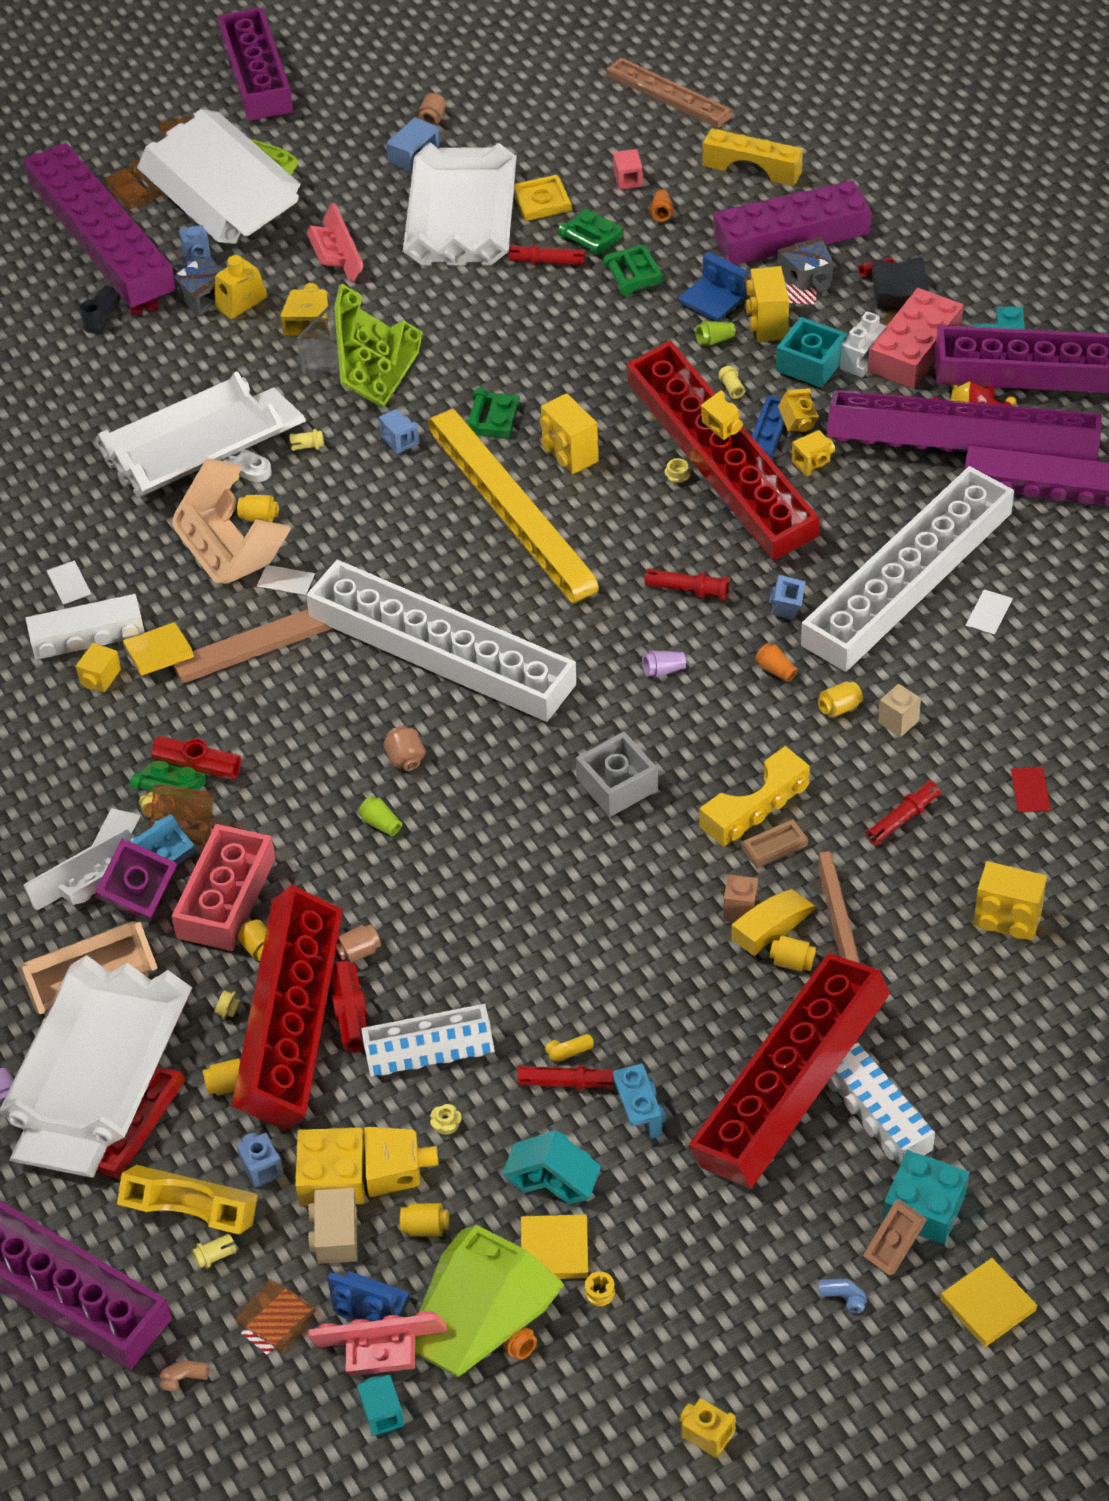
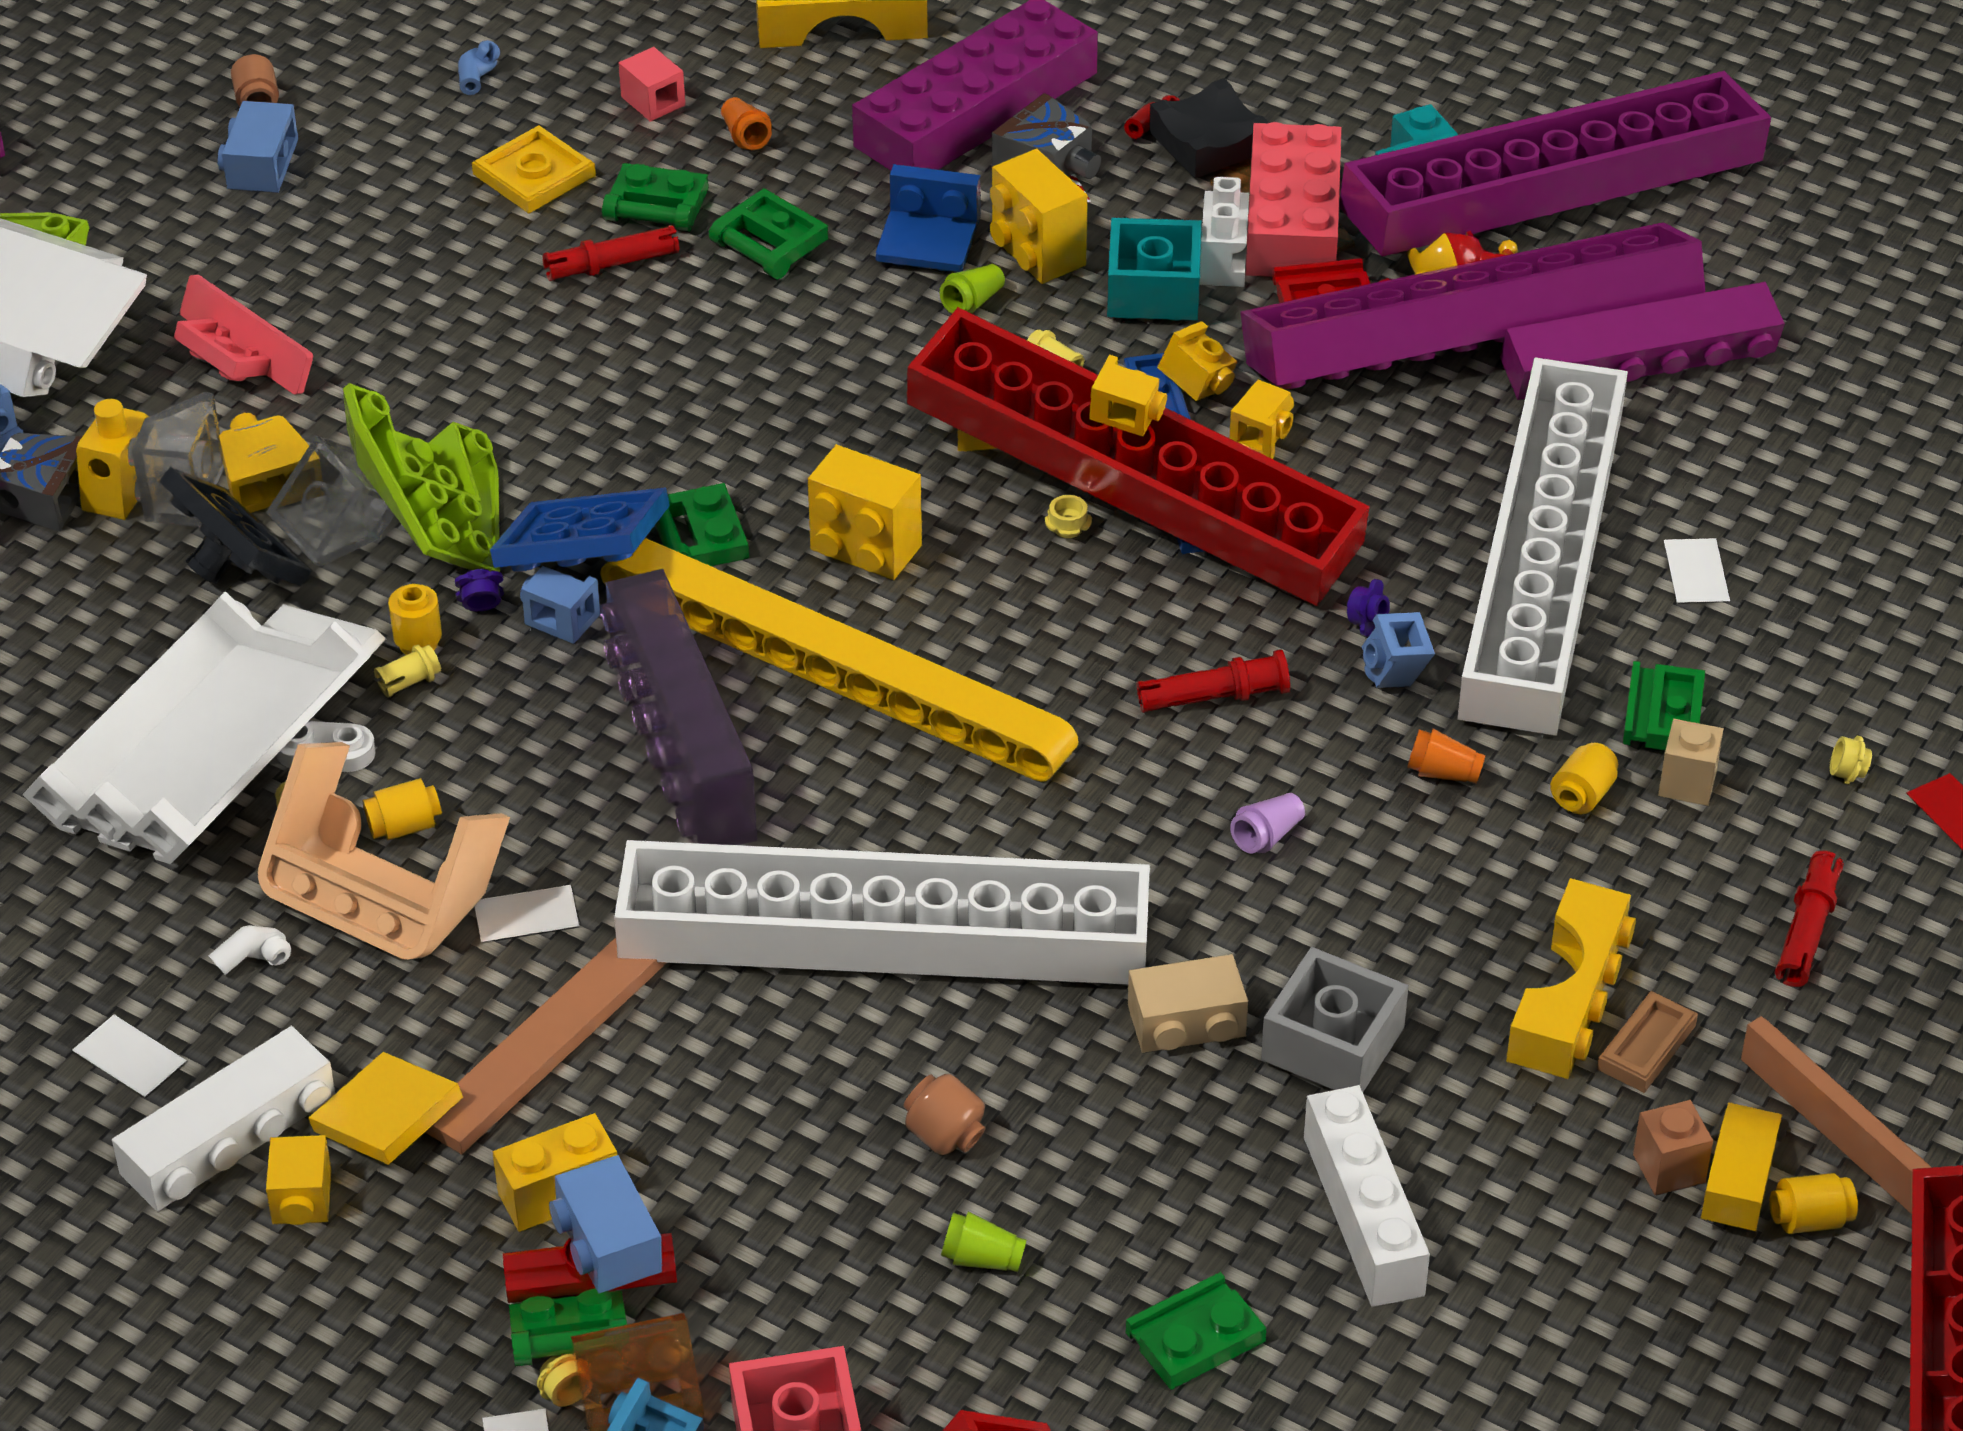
camera: 30 degrees left, 5 degrees down
(149, 547) = (254, 943): none -> white arm
(203, 738) = (606, 1224): none -> medium blue brick
(210, 707) = (529, 1167): none -> yellow brick
(263, 297) = (179, 438): none -> clear slope
(266, 341) = (230, 533): none -> black plate
(323, 415) = (415, 617): none -> yellow brick
(365, 411) = (479, 589): none -> dark purple plate
(410, 505) = (679, 711): none -> clear purple brick
(426, 395) = (580, 529): none -> blue plate
(452, 896) = (1195, 1330): none -> green plate
(460, 205) = (413, 217): white panel -> none
(549, 131) = (475, 64): none -> medium blue arm
(556, 737) = (1187, 1003): none -> tan brick
(573, 863) = (1366, 1196): none -> white brick
(795, 568) = (1365, 604): none -> dark purple plate
(899, 386) = (1315, 279): none -> red plate
(912, 672) = (1658, 698): none -> green plate
(989, 739) = (1850, 759): none -> light yellow plate

